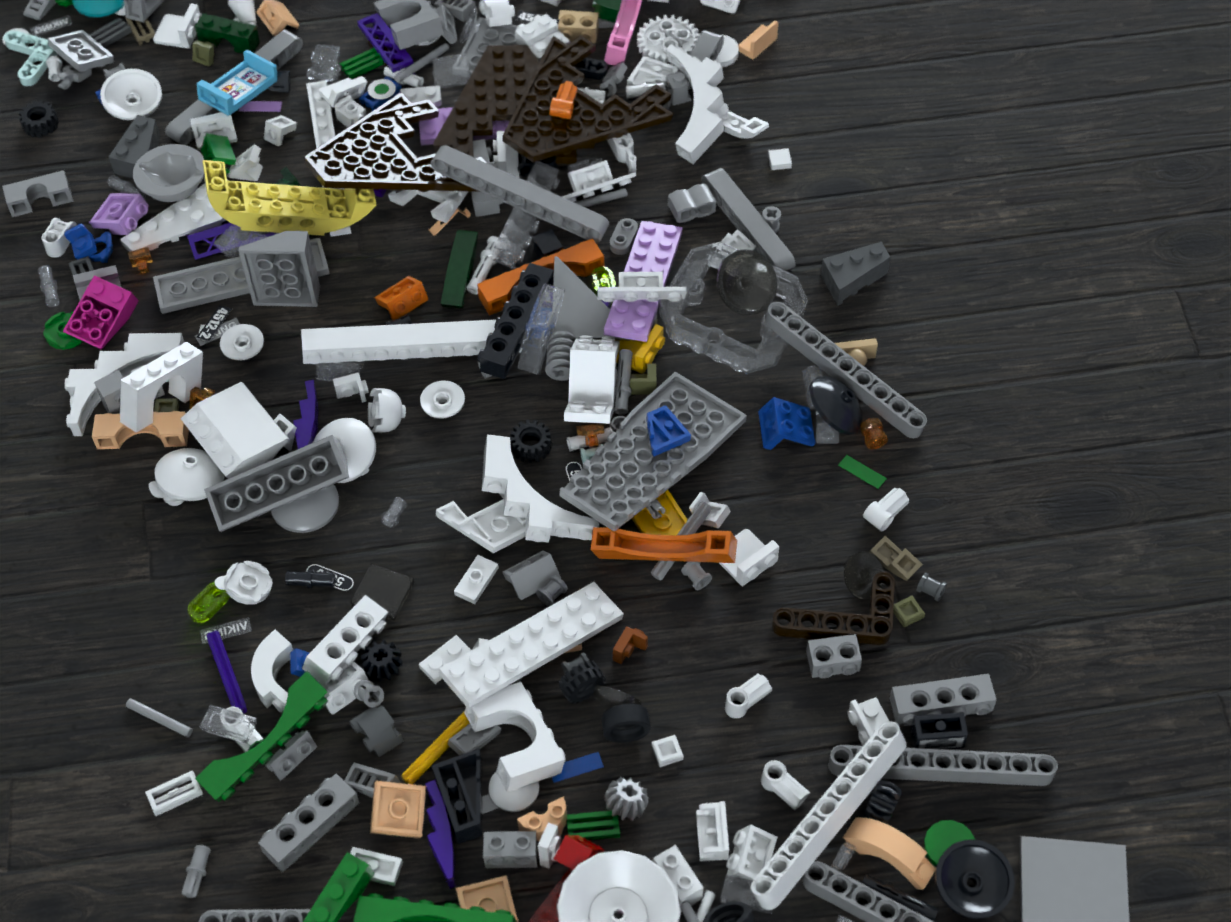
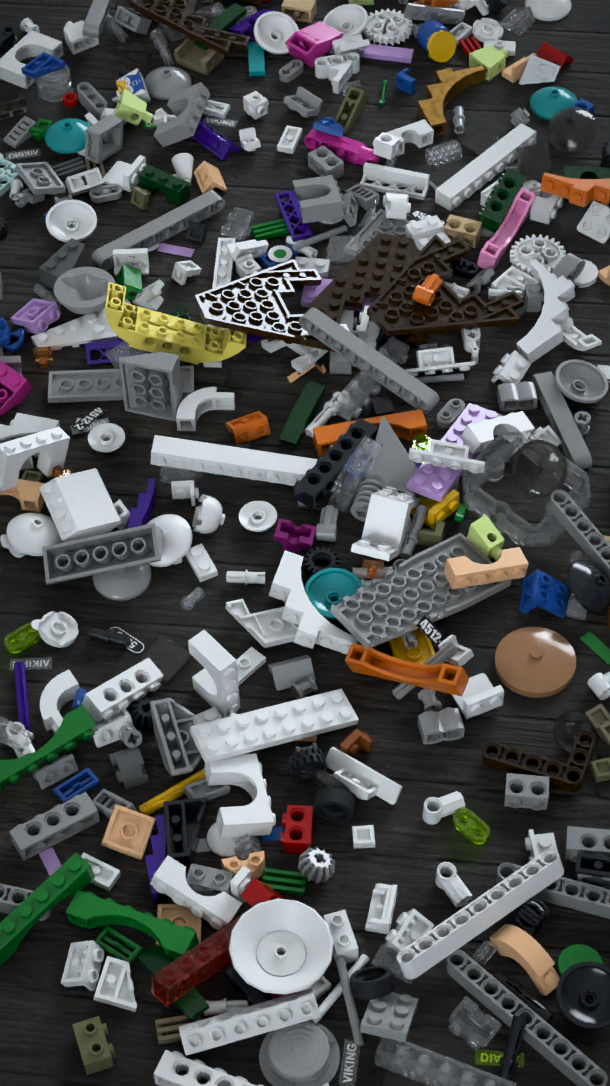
camera: 15 degrees right, 5 degrees down
(133, 46) = (84, 181): none -> white brick
(161, 54) = (106, 193): none -> light grey plate
(238, 84) = (160, 228): medium azure panel -> none
(307, 784) = (85, 786): none -> blue tile
(316, 867) = (50, 860): none -> lavender sticker
(340, 278) = (200, 402): none -> white arch
(392, 467) = (201, 563): none -> white plate
(418, 679) = (173, 737): none -> light grey wedge
(448, 474) = (245, 577): none -> white axle
(454, 599) = (219, 678): none -> white arch
(469, 860) = (216, 909): none -> white arch
(491, 415) = (294, 537): none -> magenta cylinder
(524, 395) = (327, 527): none -> light grey piece
(540, 795) = (245, 846): none -> clear gear
(552, 462) = (328, 586): none -> teal dish
(587, 761) = (297, 829): none -> red brick
(646, 683) = (362, 779): none -> white bracket
(665, 431) = (435, 577): blue wing -> none
(669, 255) = (481, 434): none -> white arch
(669, 348) = (461, 512): none -> green tile
(676, 172) = (512, 368): none -> white bracket
(677, 494) = (431, 631): none -> black sticker
(708, 373) = (486, 538): none -> yellowish green torso
(717, 601) = (440, 725): none -> light grey brick
(742, 398) = (465, 573): none -> light nougat arch
(758, 173) = (581, 381): none -> light grey dish
(785, 710) = (472, 826): none -> clear neon green plate
(798, 503) = (535, 662): none -> medium nougat dish

